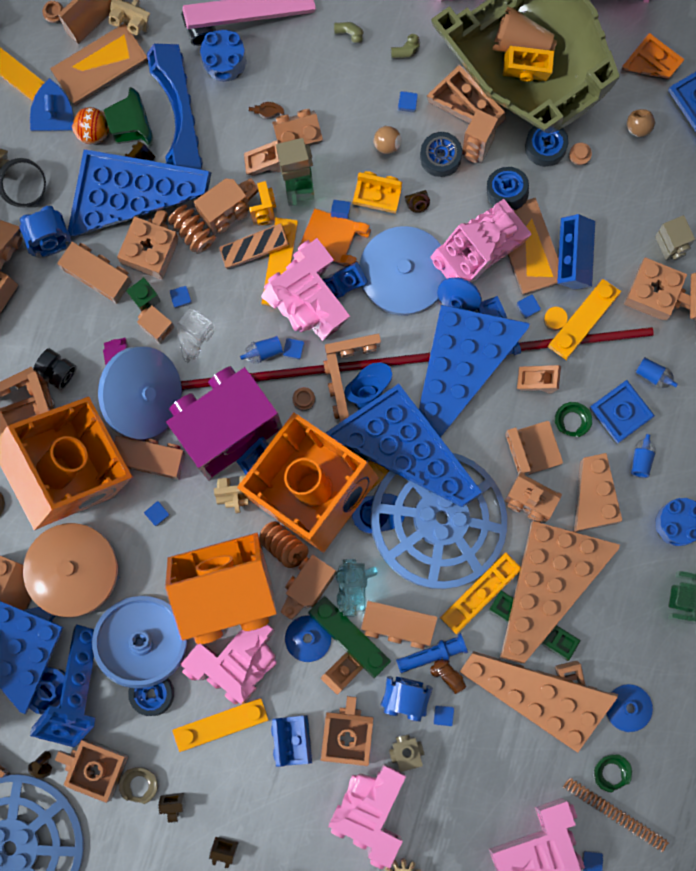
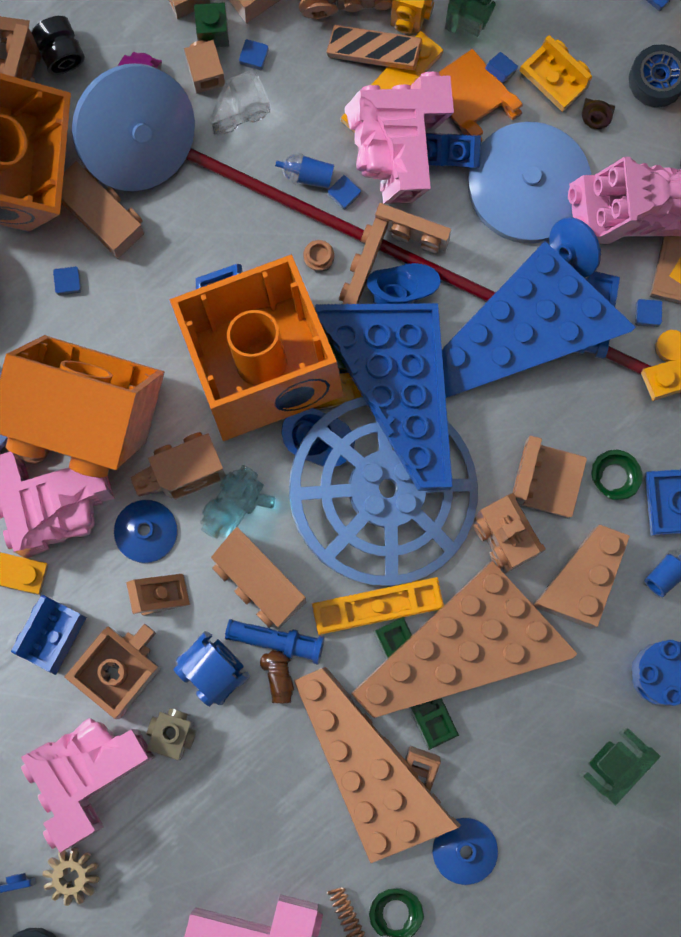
camera: 25 degrees right, 0 degrees up
(223, 421) = (202, 215): magenta brick -> none
(230, 495) = (160, 310): tan hips -> none
(283, 544) = (184, 403): nougat piece -> none
(349, 637) = (193, 559): dark green plate -> none
(387, 139) = (606, 20): medium nougat piece -> none
(443, 715) = (243, 719): blue piece -> none
(539, 378) = (606, 401): nougat slope -> none

